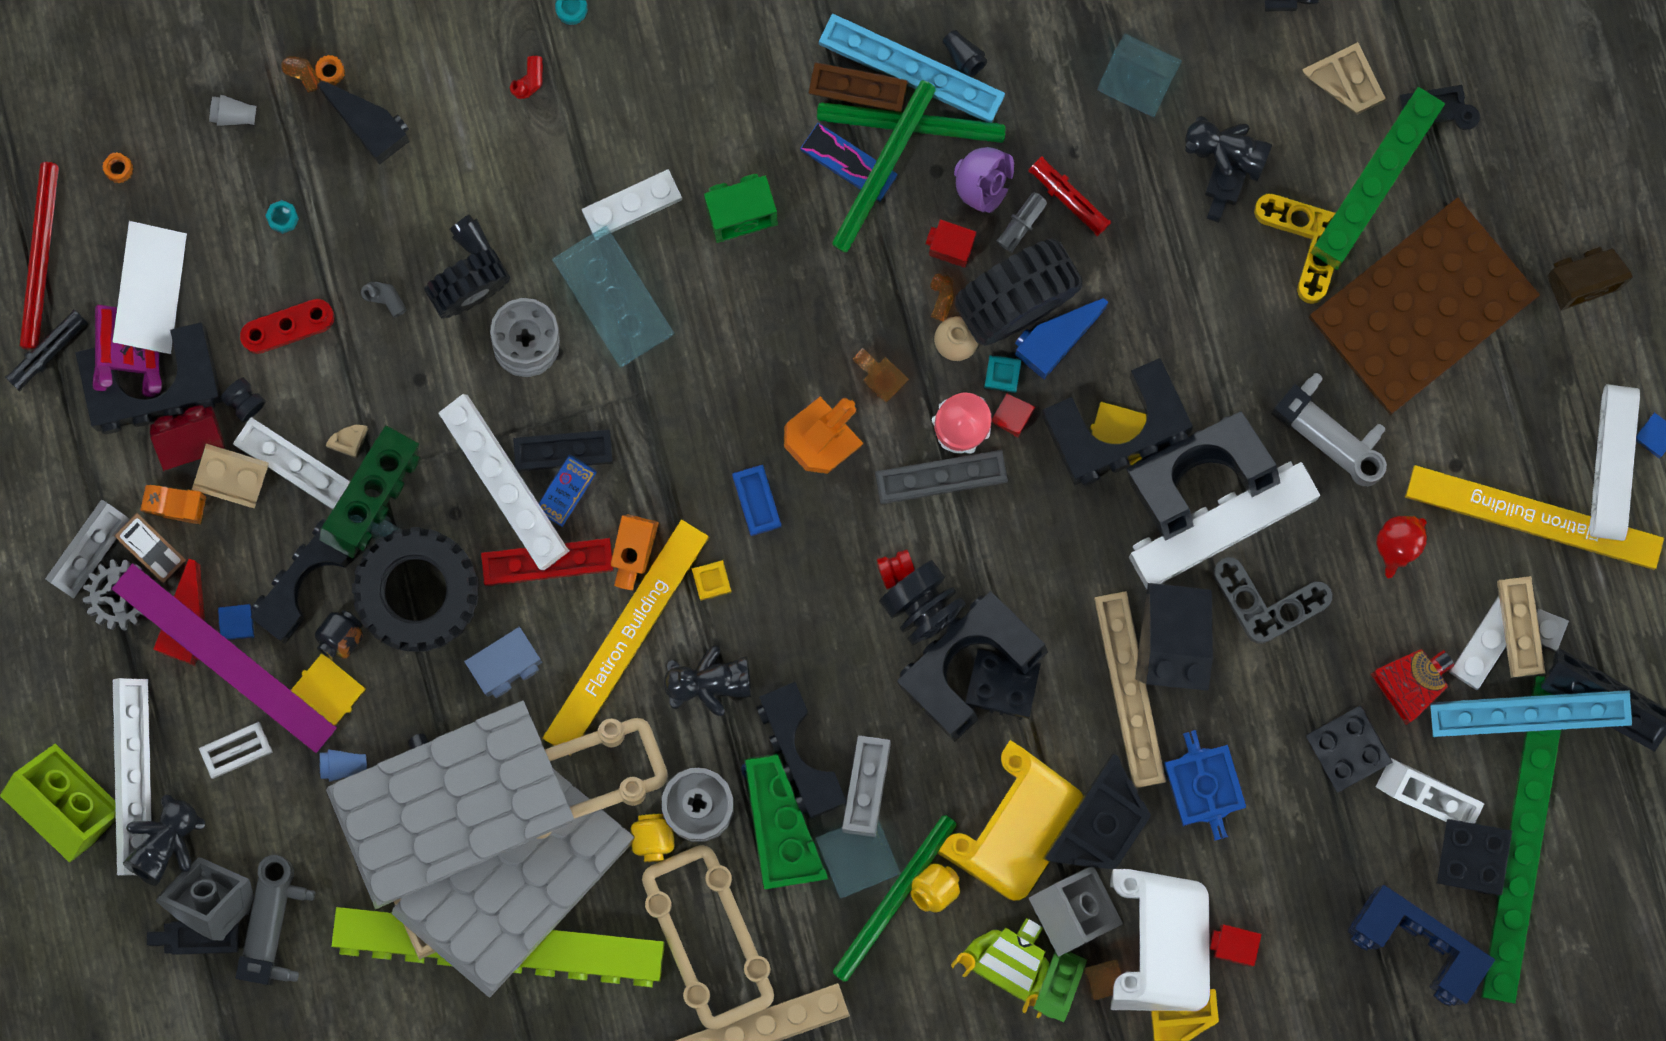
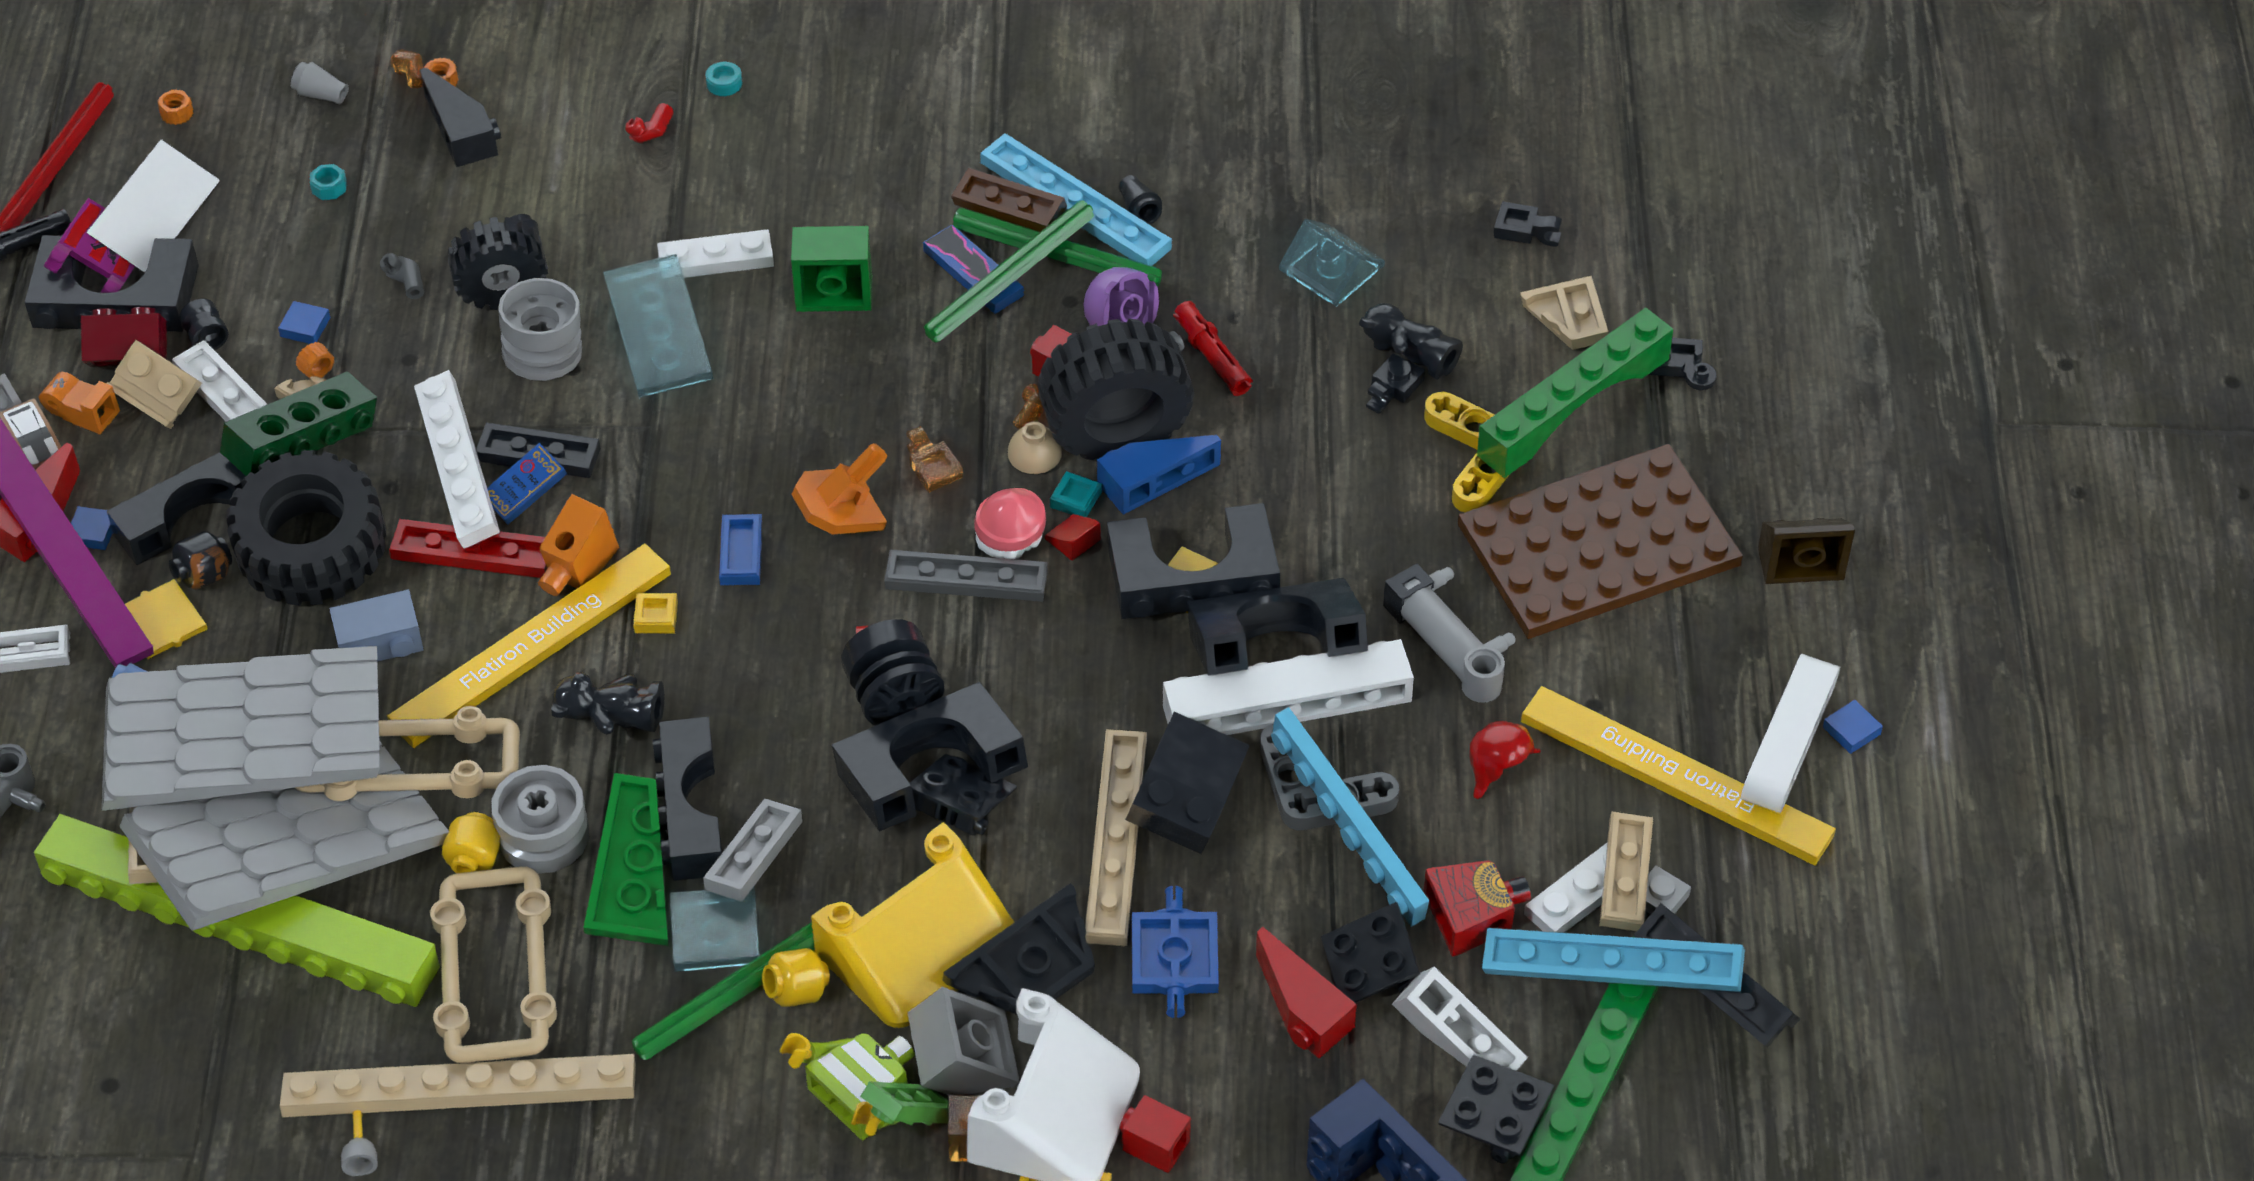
camera: 15 degrees right, 30 degrees down
(302, 326) = (286, 278): red plate -> none
(321, 369) = (304, 322): none -> blue tile
(348, 410) = (315, 360): none -> orange axle
(1293, 630) = (1355, 825): none -> medium azure plate
(1313, 804) = (1309, 1005): none -> red slope

